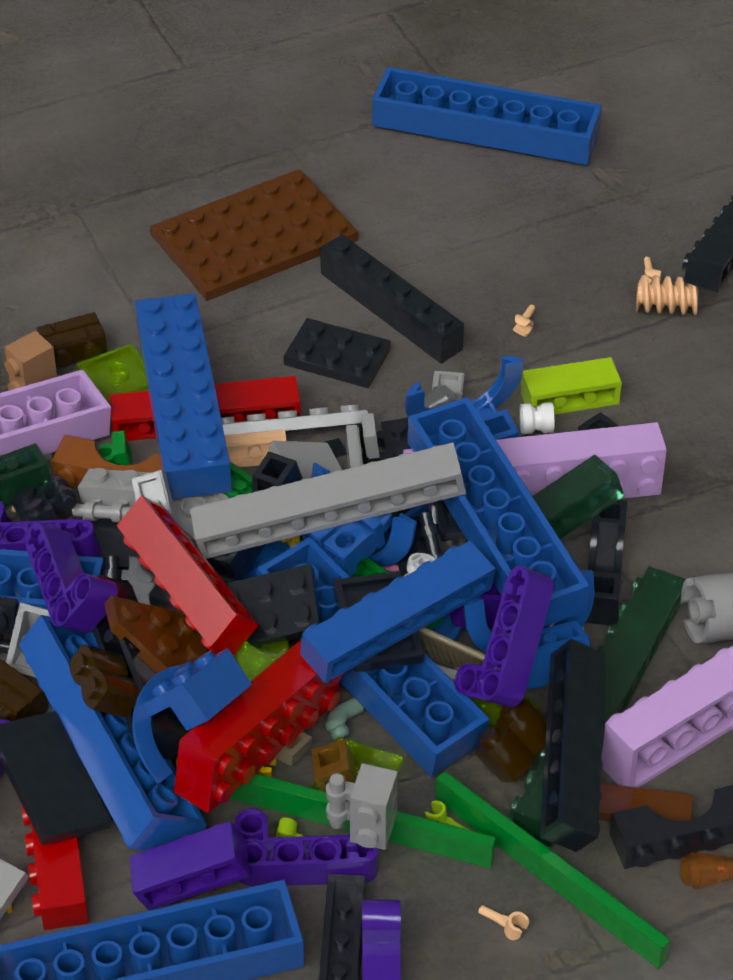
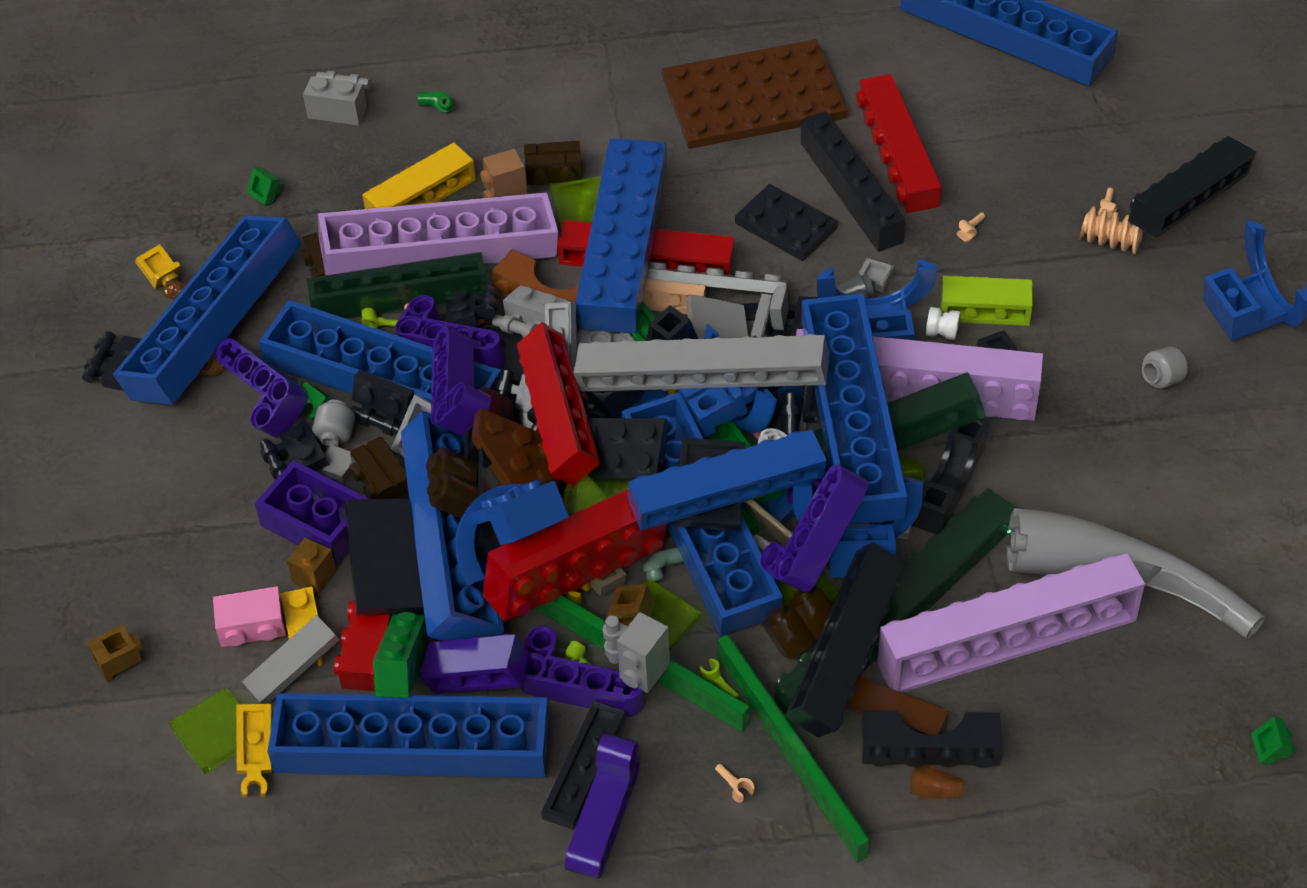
camera: 20 degrees right, 5 degrees up
(107, 875) = (400, 655): none -> green brick
(119, 451) = (555, 275): green tile -> none
(424, 253) = (898, 144): none -> red brick

